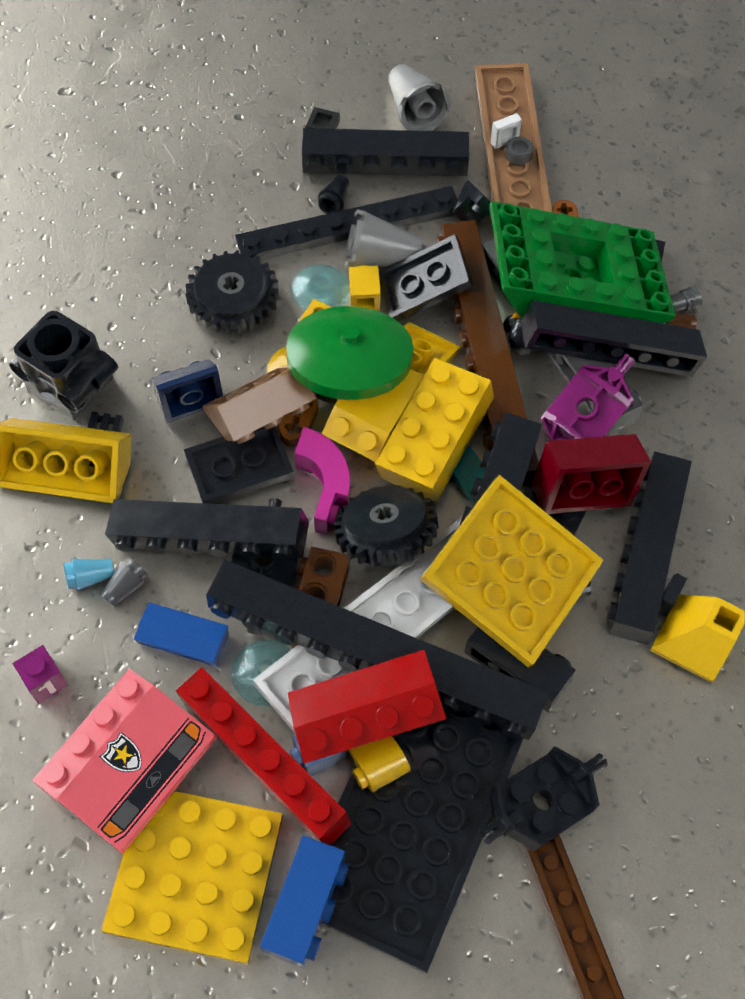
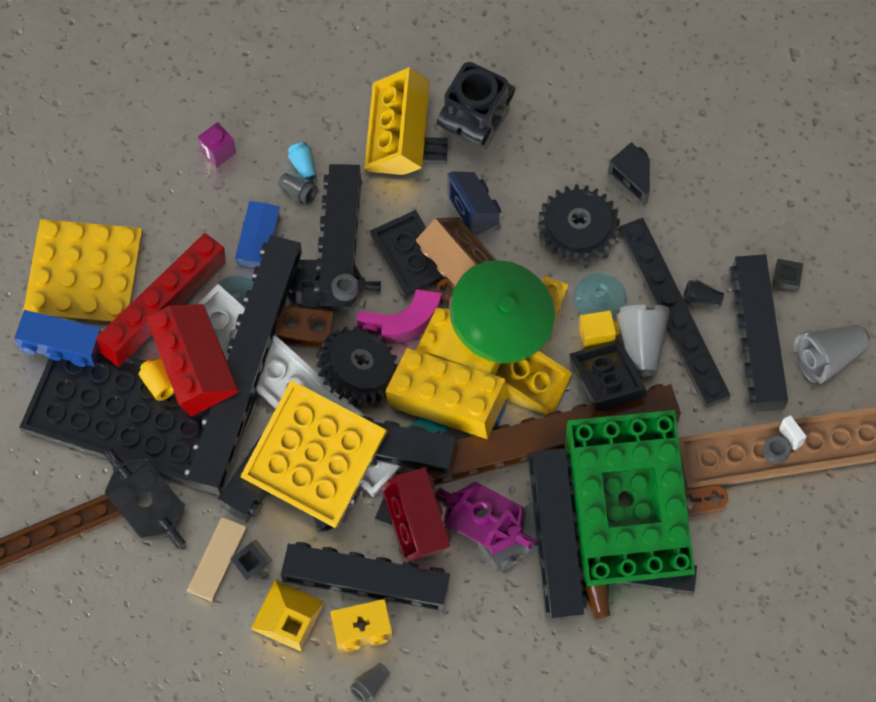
camera: 85 degrees right, 5 degrees up
(125, 760) = (154, 209): coral piece -> none
(180, 234) = (632, 171): none -> black slope
(296, 511) = (345, 287): none -> dark grey tile
(471, 204) = (706, 416): black slope -> none
(621, 717) = (217, 559): none -> tan tile
(632, 668) = (251, 559): none -> black brick
(671, 593) = (322, 592): black tile -> none
(687, 299) = (627, 609): dark grey pin -> none
(709, 555) = (375, 620): none -> yellow brick

